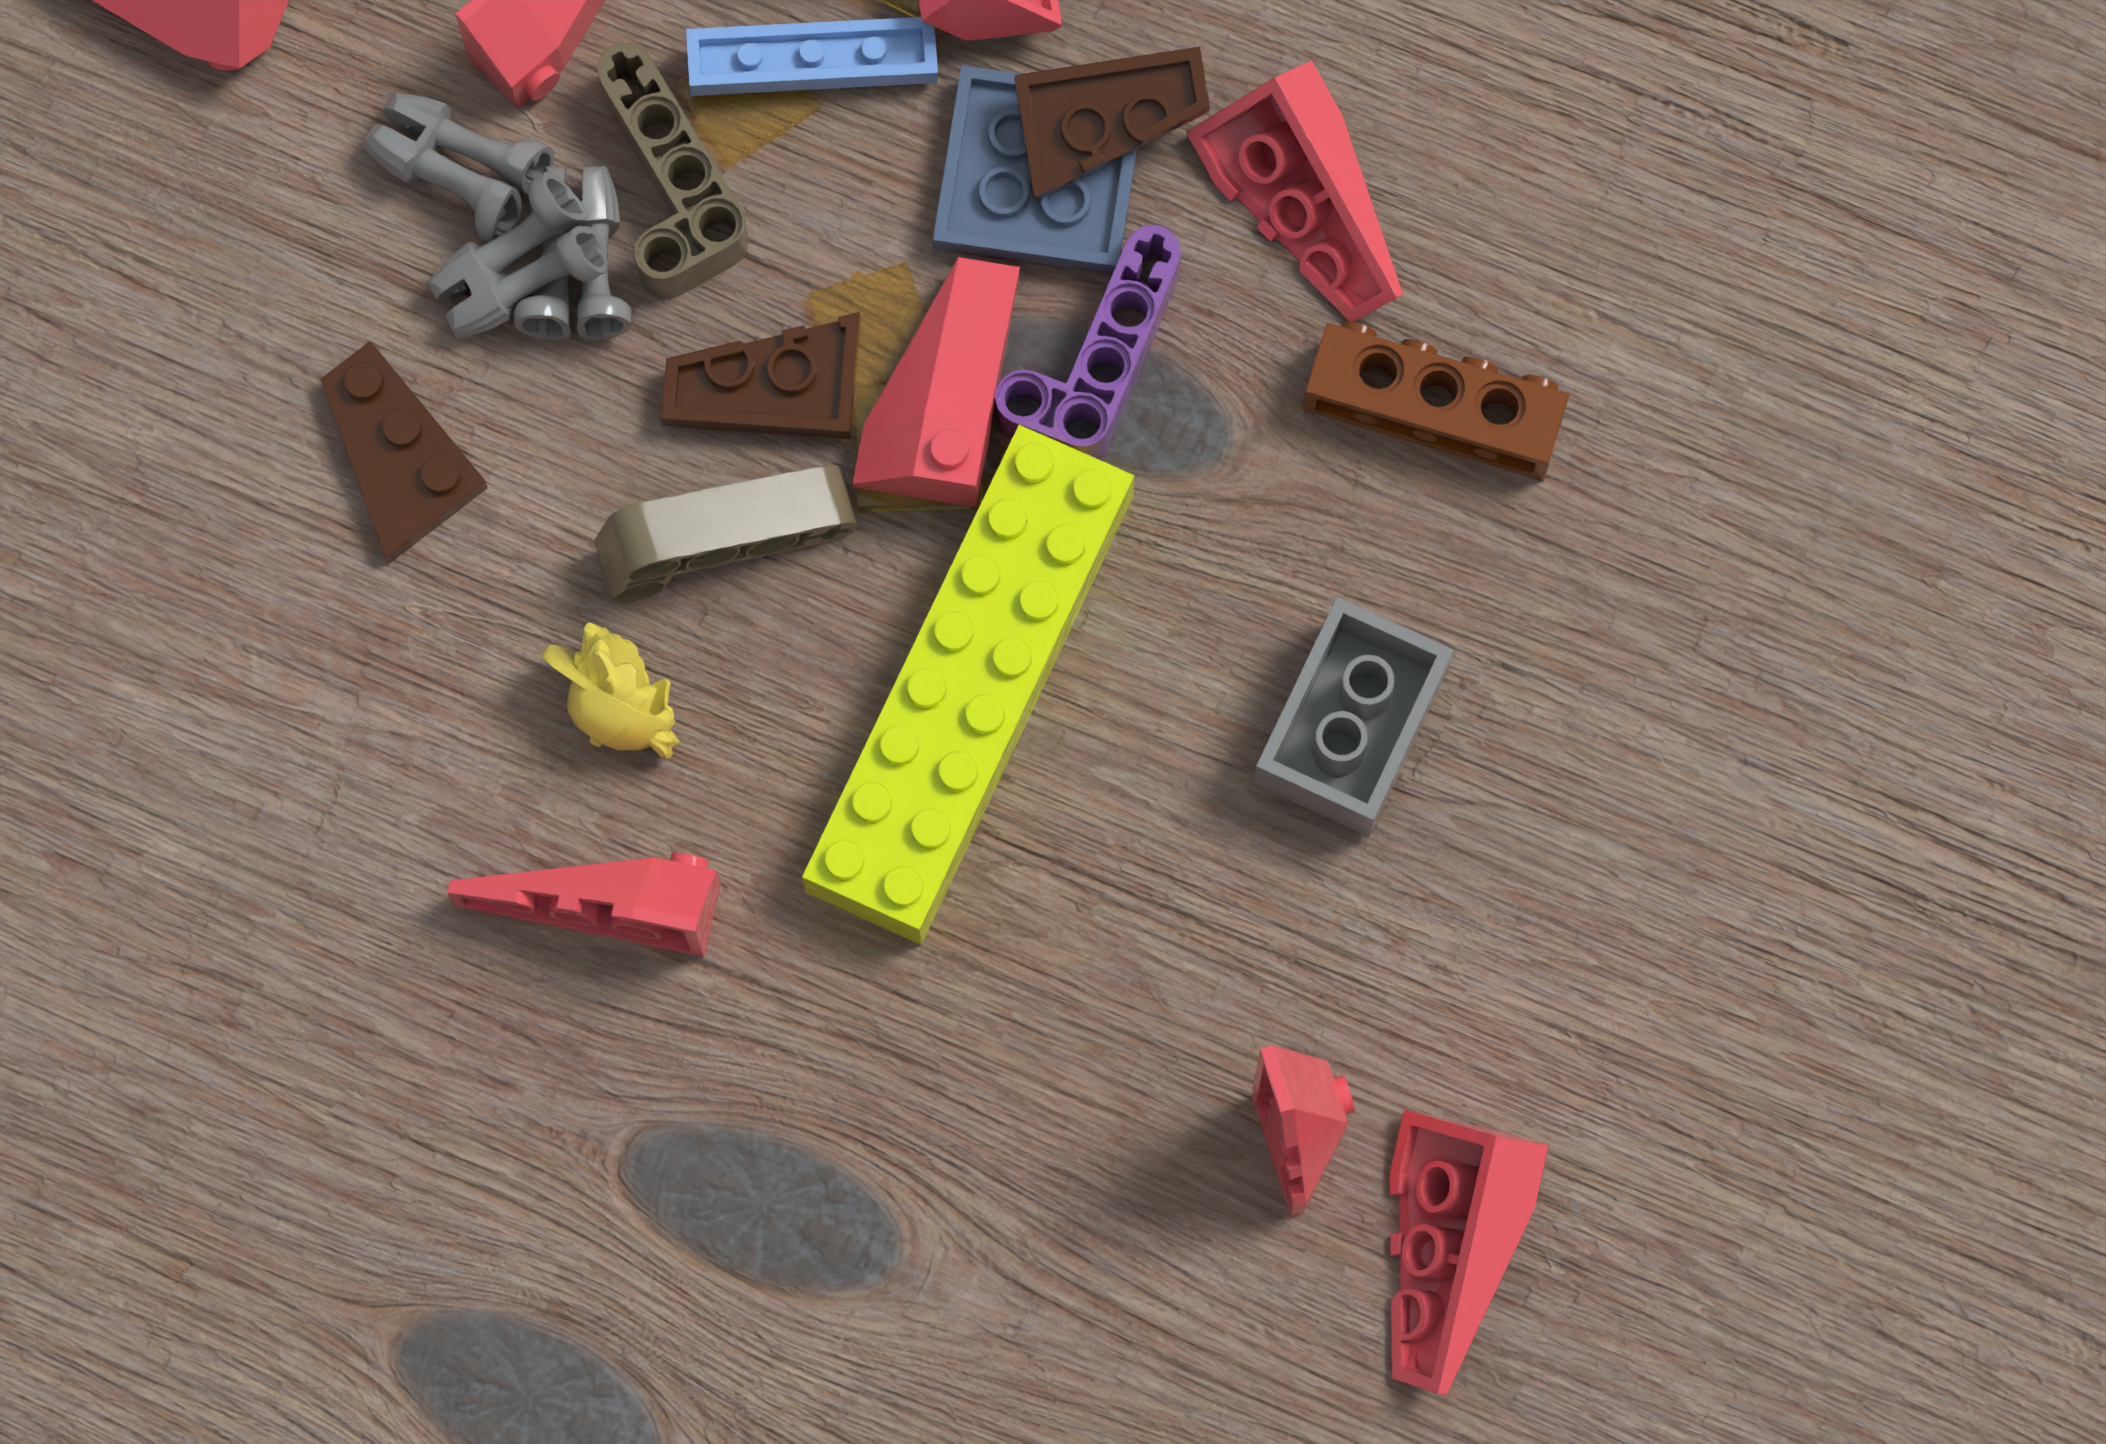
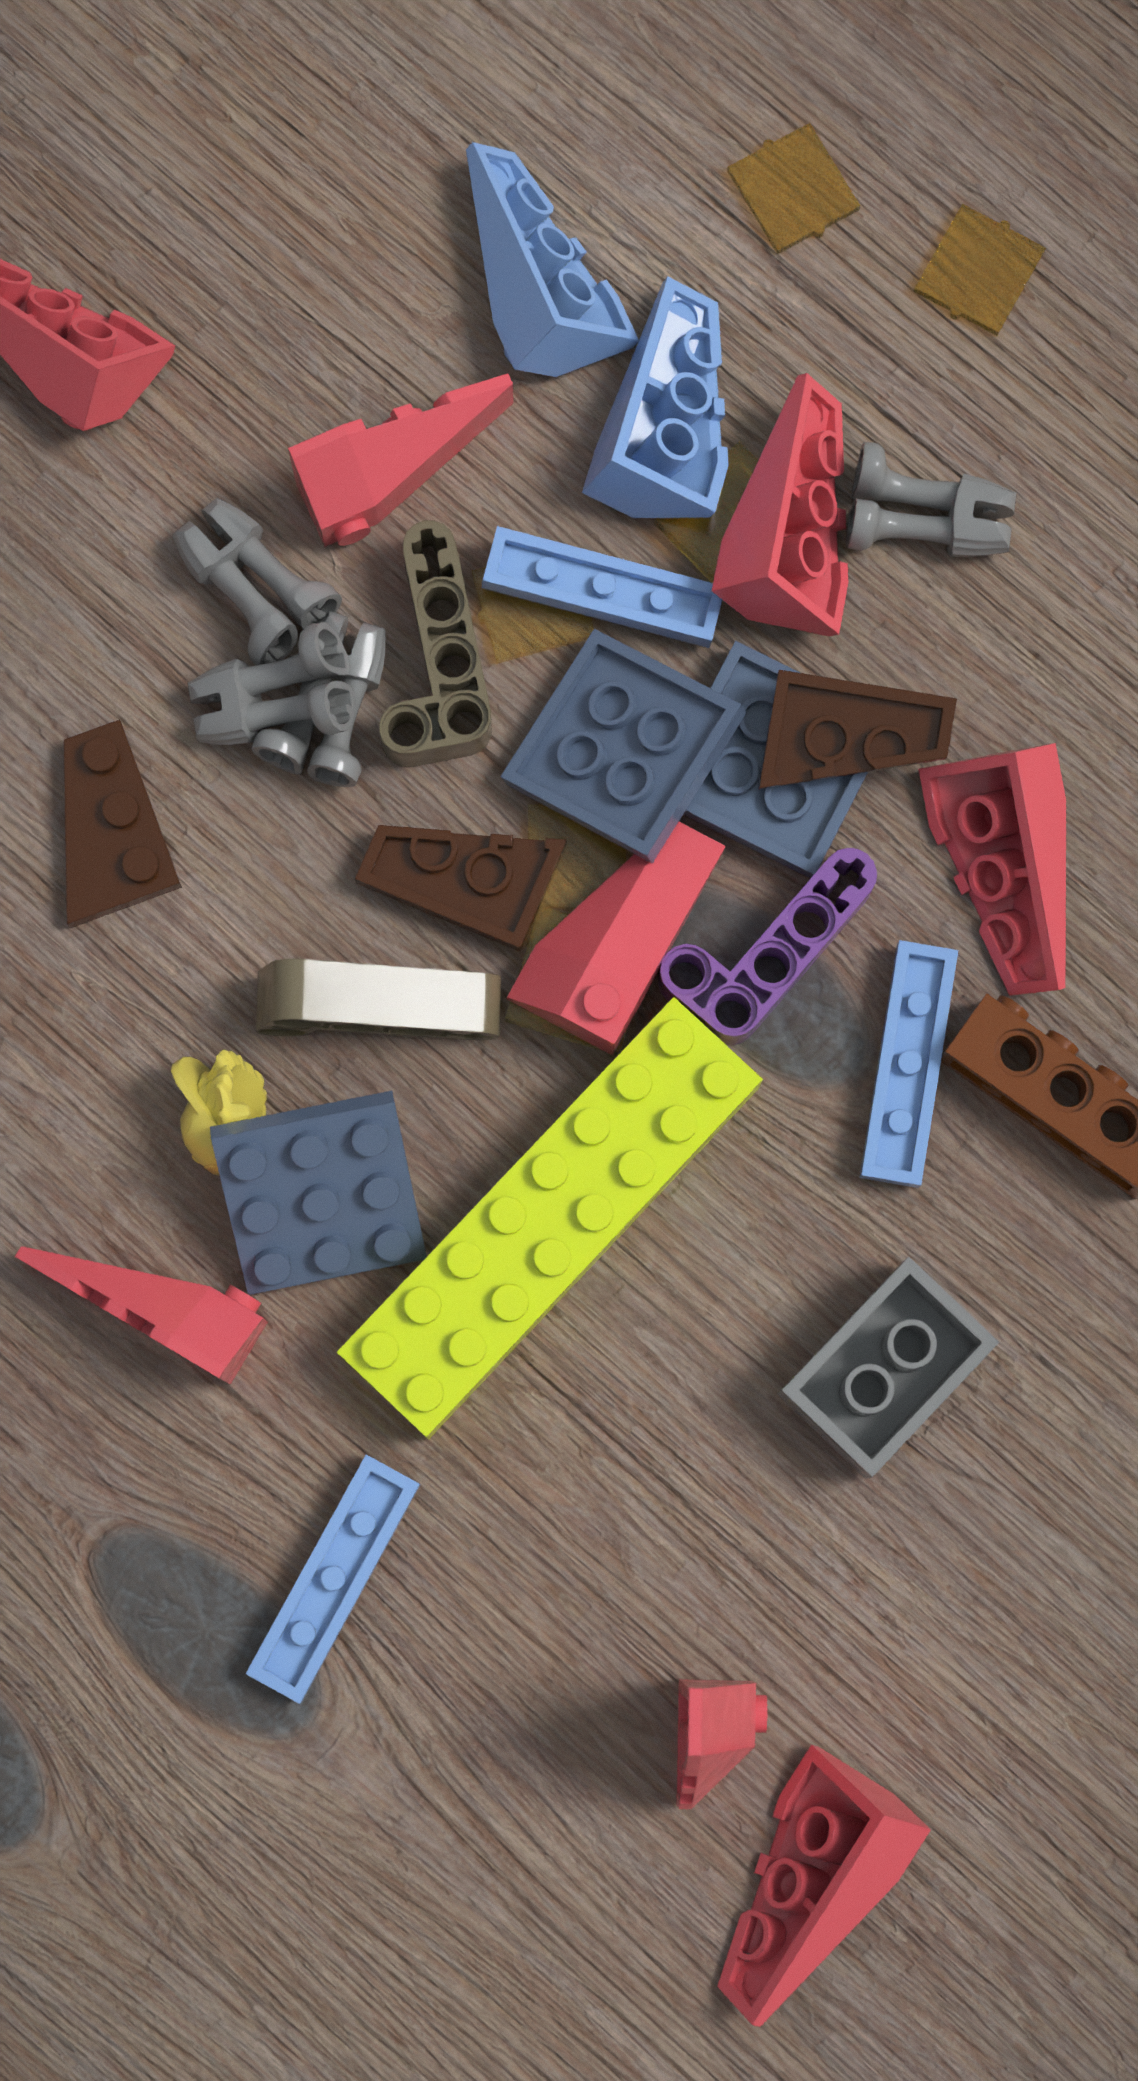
camera: 15 degrees right, 5 degrees up
(731, 730) = (318, 1192): none -> sand blue plate
(873, 1107) = (333, 1579): none -> light blue plate
(884, 201) = (623, 745): none -> sand blue plate
(1274, 420) = (909, 1064): none -> light blue plate

